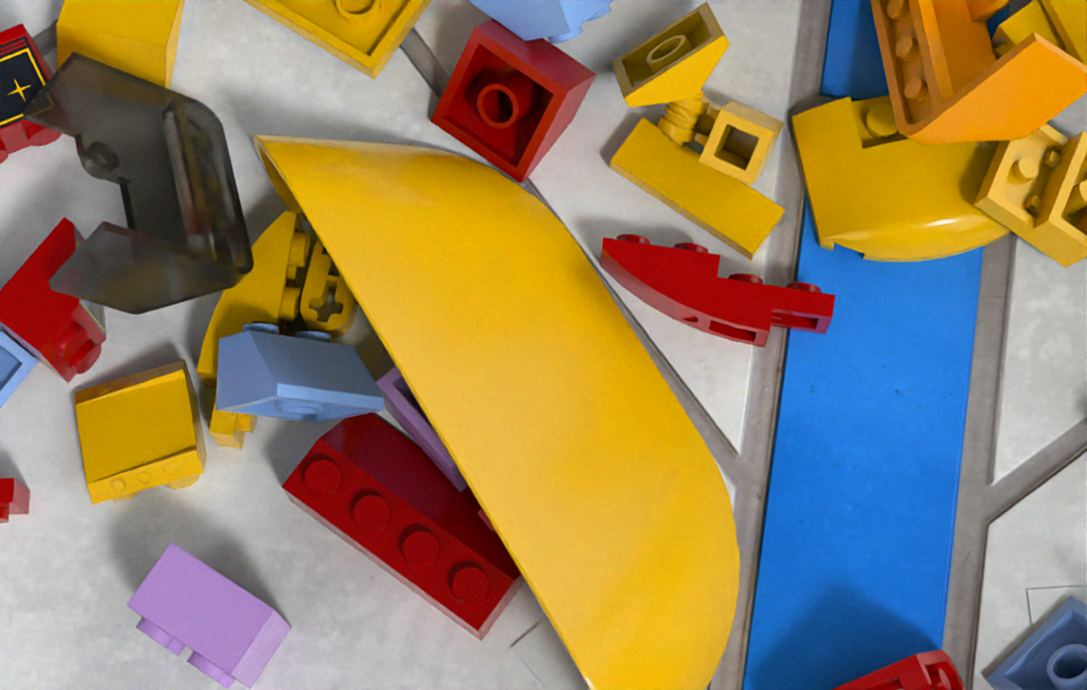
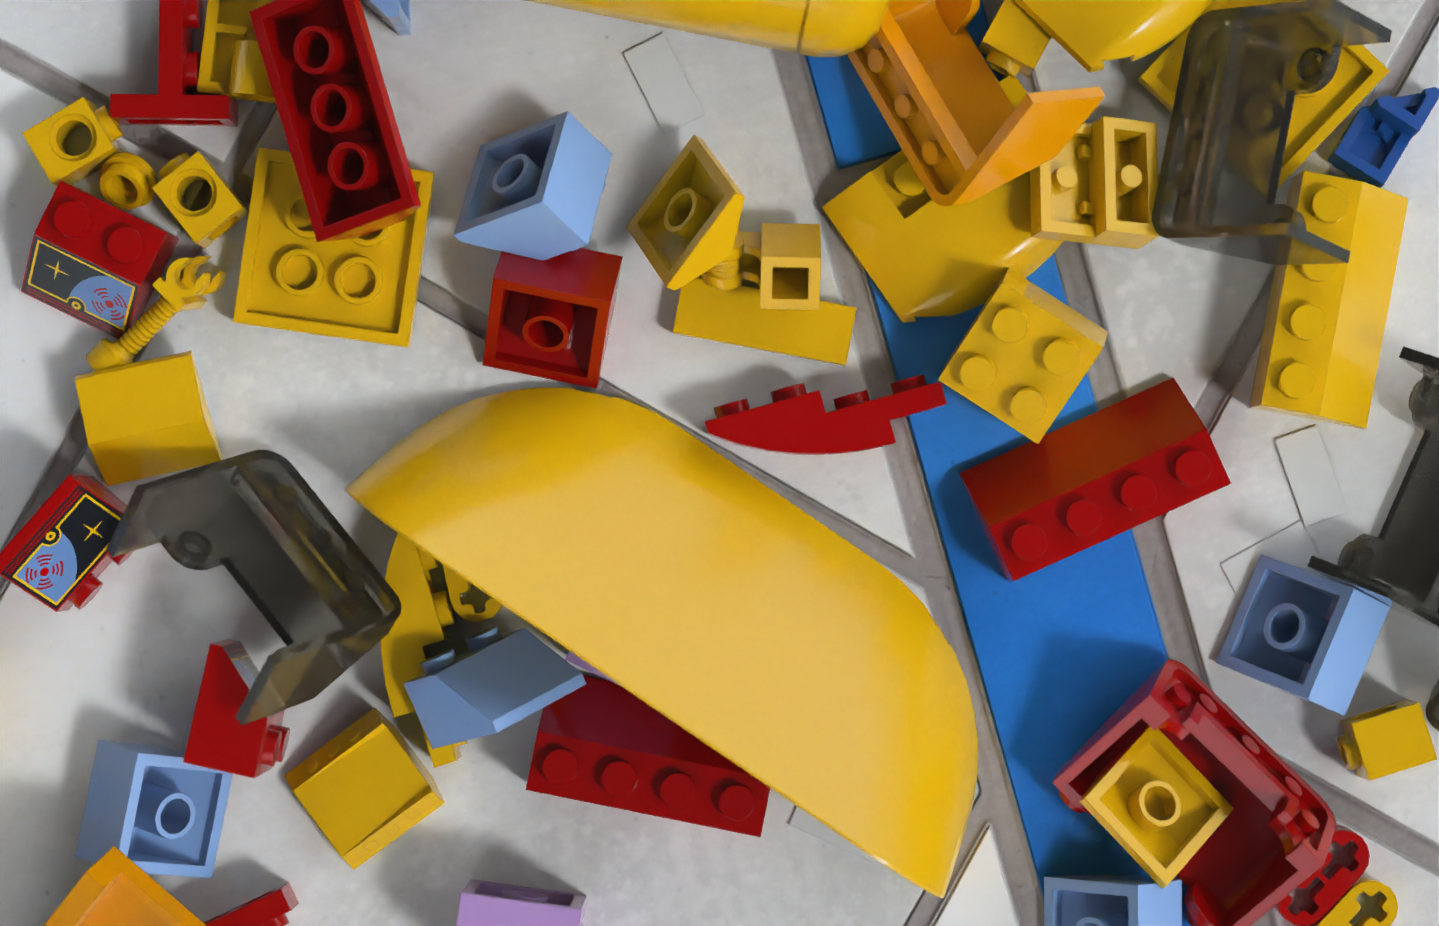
camera: 25 degrees left, 15 degrees up
(920, 307) = (1023, 356): none -> yellow brick
(941, 456) = (1094, 479): none -> red slope

